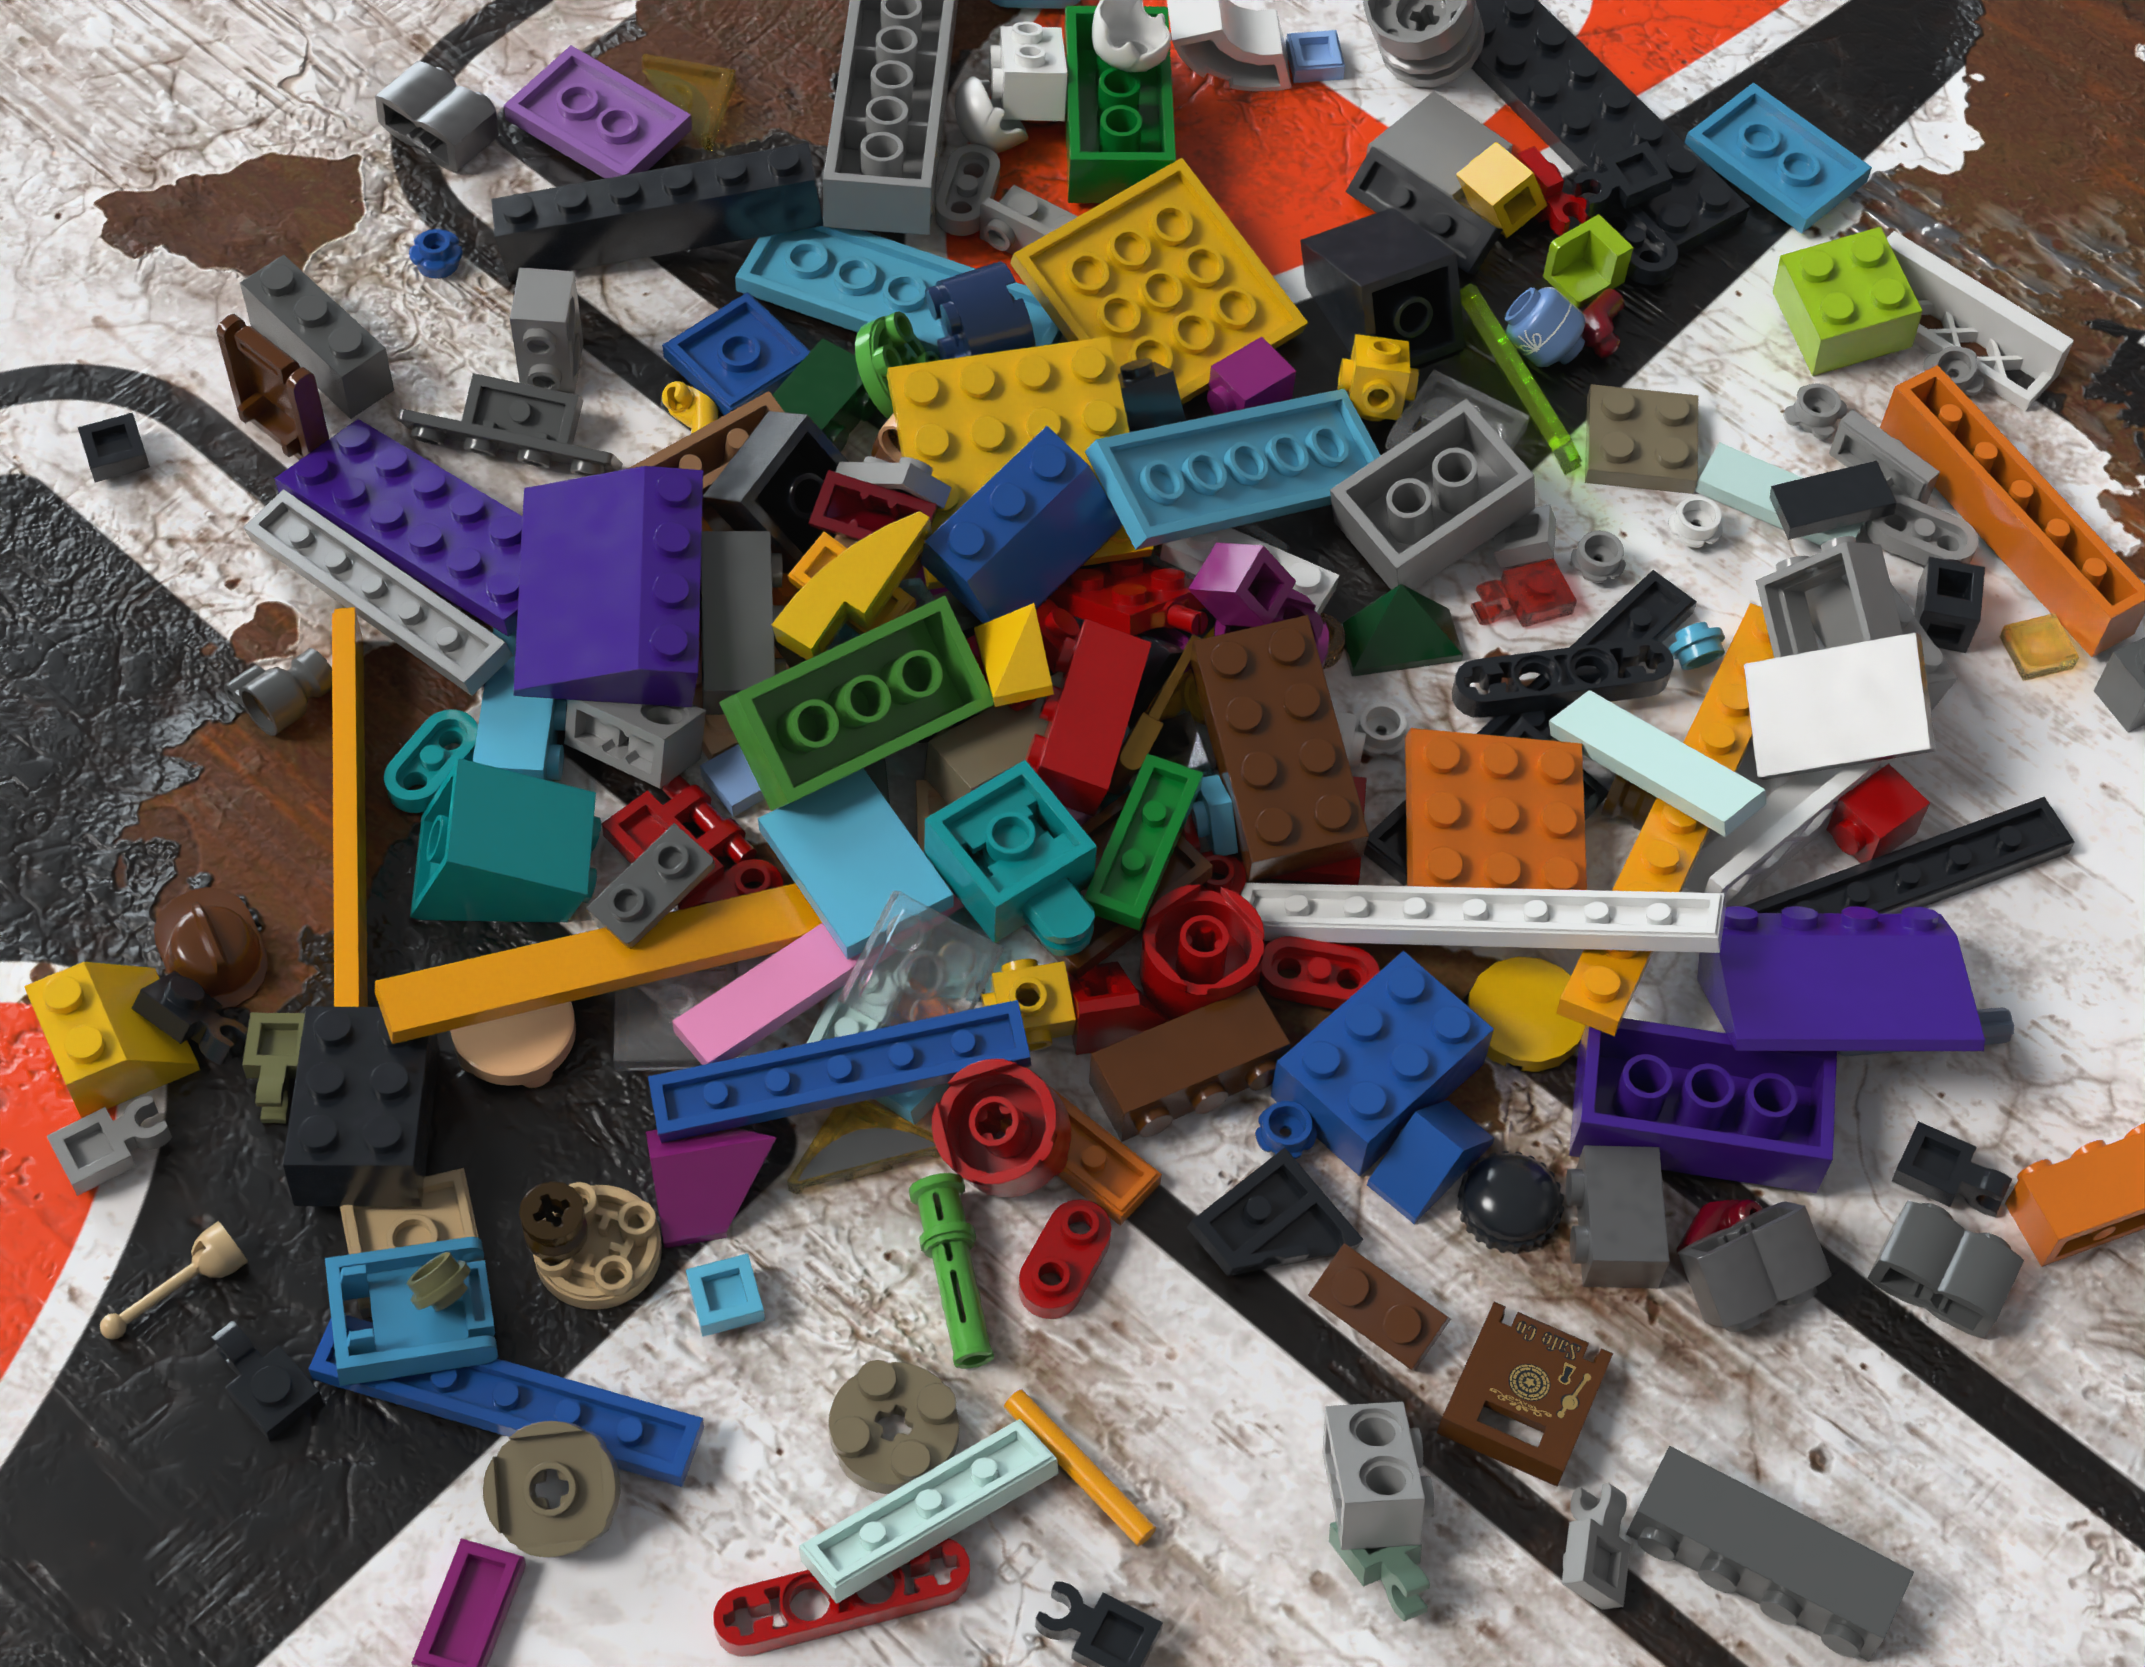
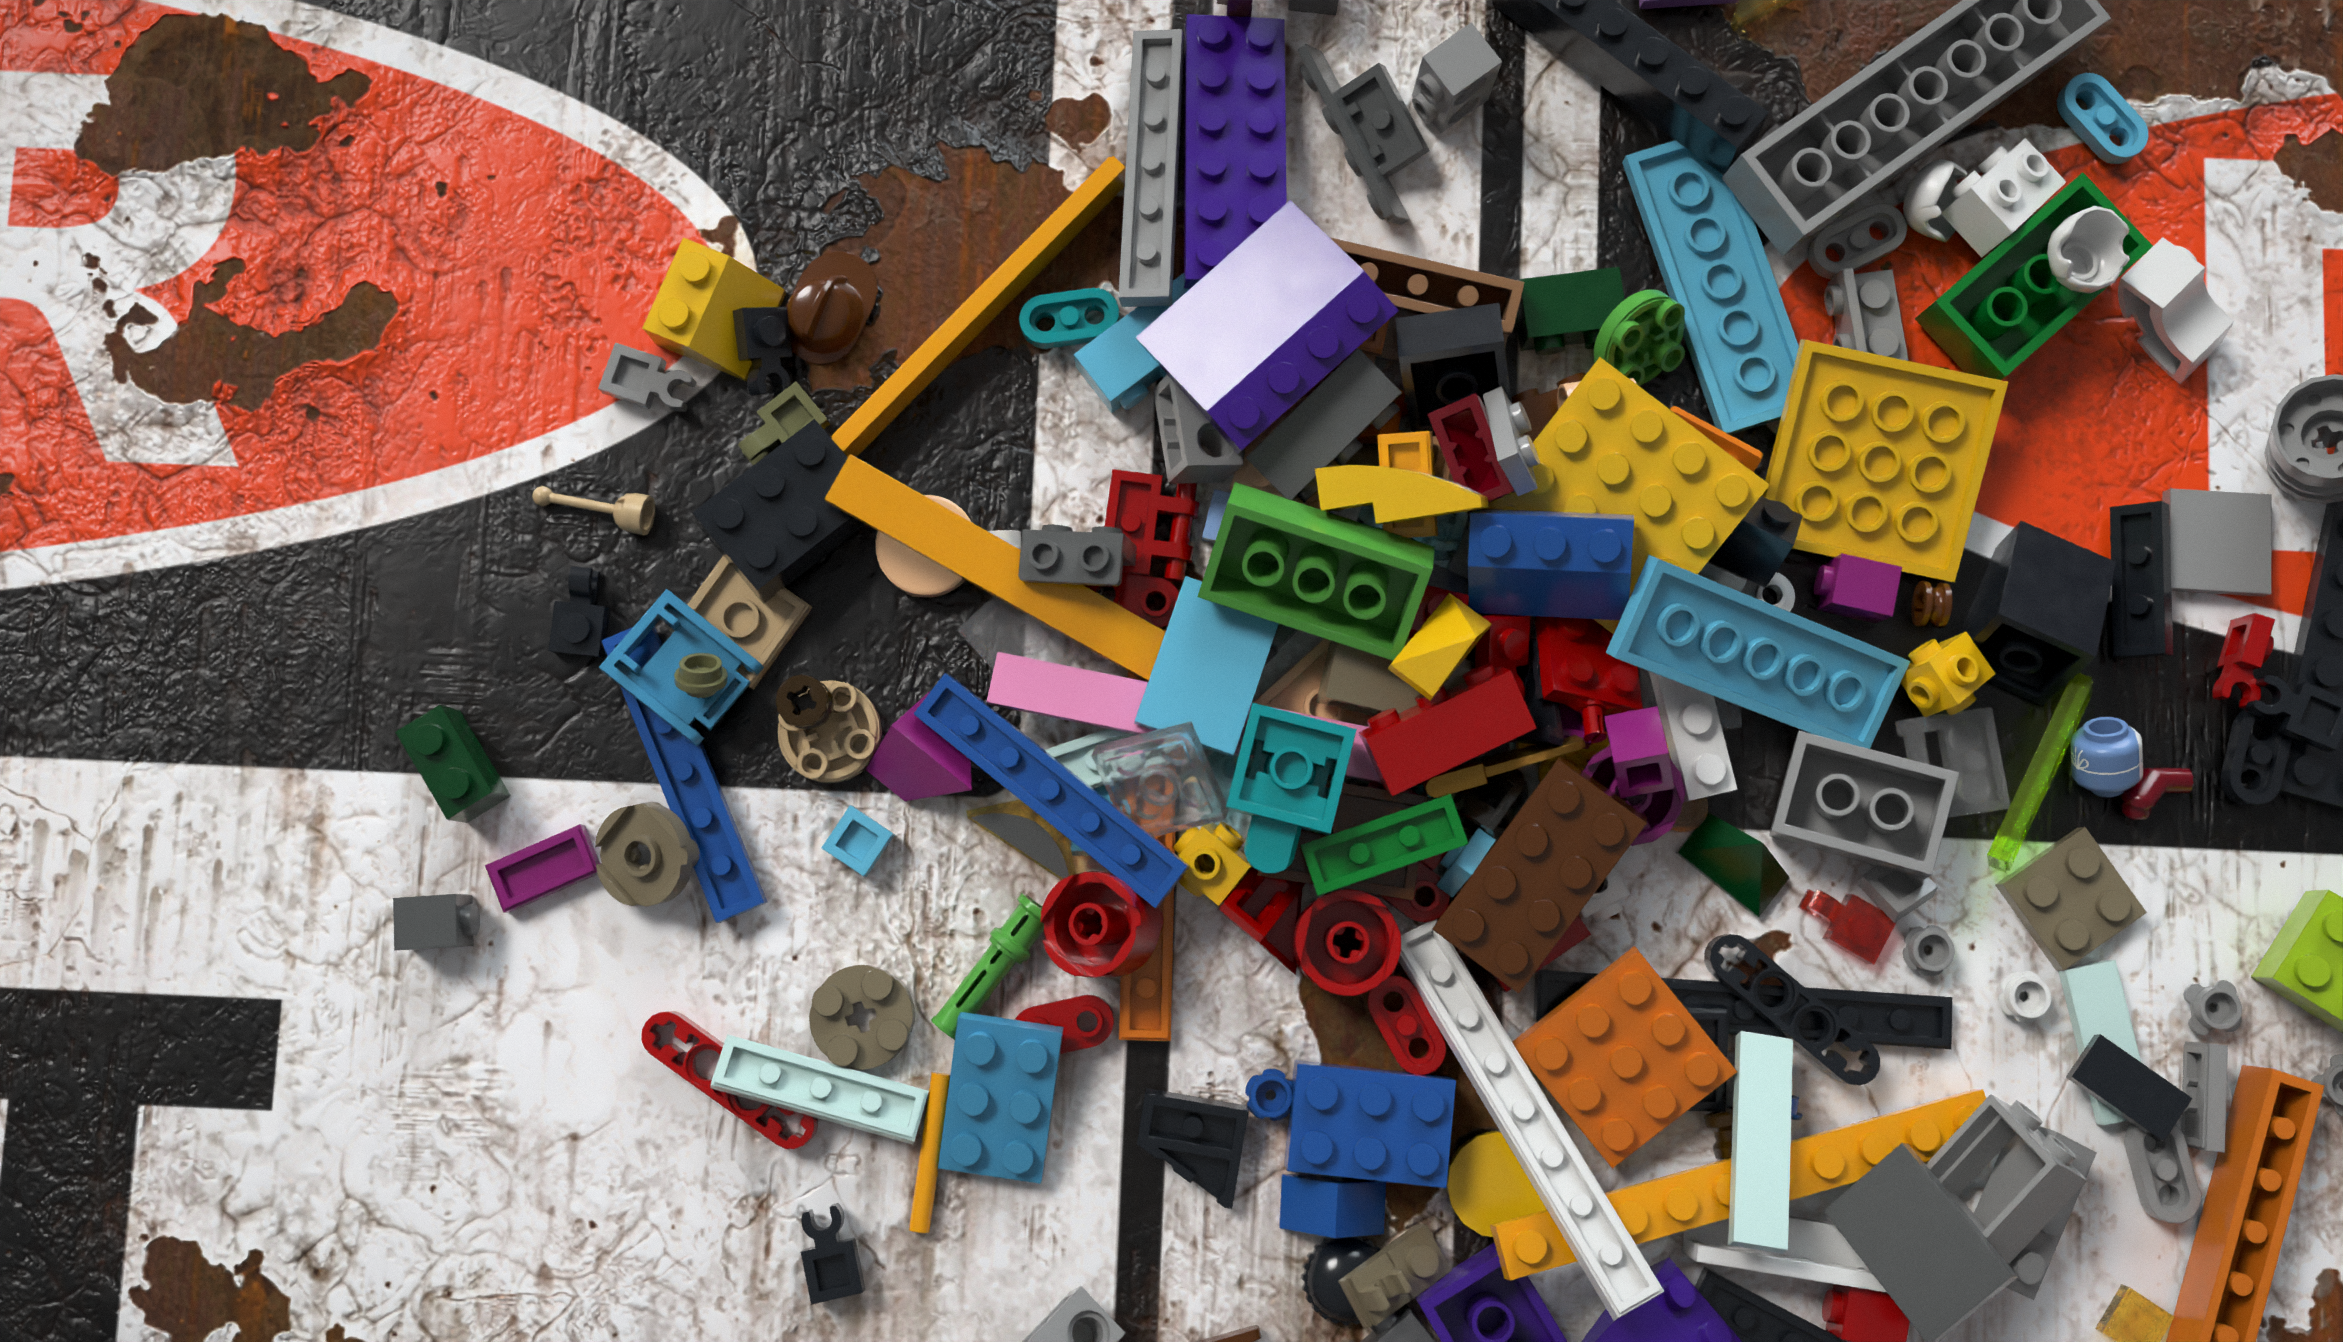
camera: 55 degrees right, 25 degrees up
(279, 695) = (1032, 178): dark grey piece -> none
(284, 1603) = (453, 764): none -> dark green brick
(504, 848) = (1041, 428): teal slope -> none
(689, 405) = (1493, 231): yellow arm -> none
(736, 353) = (1564, 217): blue plate -> none
(979, 313) = (1719, 371): dark blue brick -> none
(1084, 1352) = (1000, 1097): none -> dark azure plate
(1188, 1064) = (1262, 999): reddish brown brick -> none
(1311, 350) = (1931, 604): none -> reddish brown bush
(1315, 56) = (2227, 377): light blue tile -> none
(1379, 1307) = (1191, 1257): reddish brown plate -> none
(1387, 718) = (1655, 912): white plate -> none
(1497, 179) = (2211, 624): yellow brick -> none
(1540, 1145) = (1394, 1275): none -> dark tan plate
(1587, 261) = (2203, 738): lime panel -> none
(1697, 645) = (1909, 1080): medium azure plate -> none
(1950, 602) = (2129, 1239): black brick -> none

